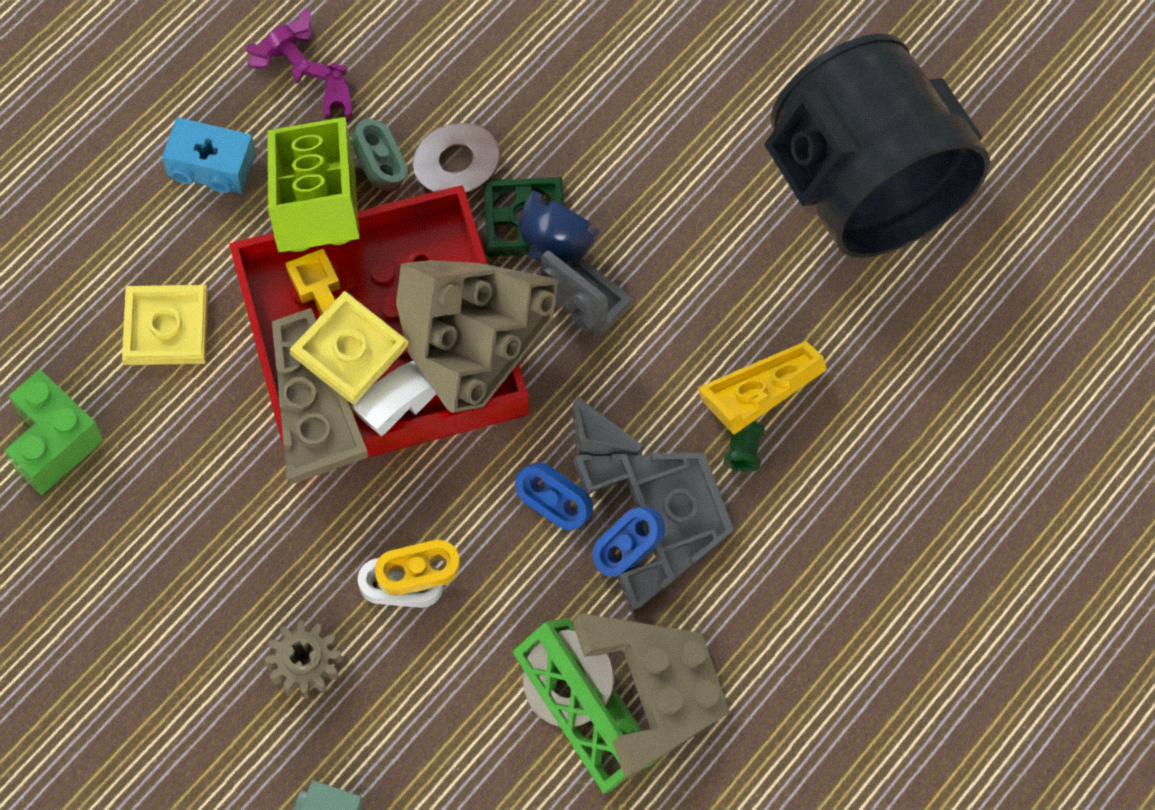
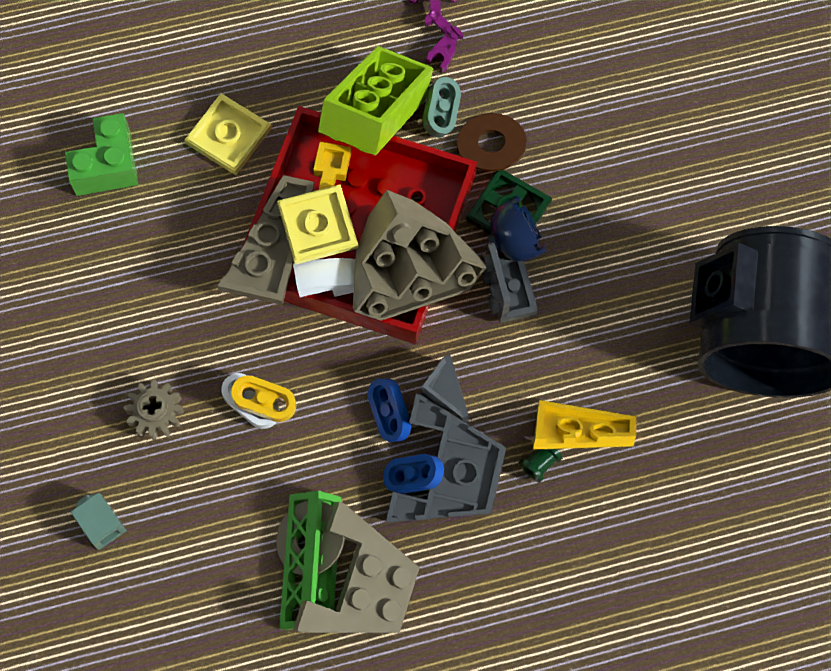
camera: 35 degrees right, 5 degrees up
(209, 156) = (332, 40): dark azure brick -> none

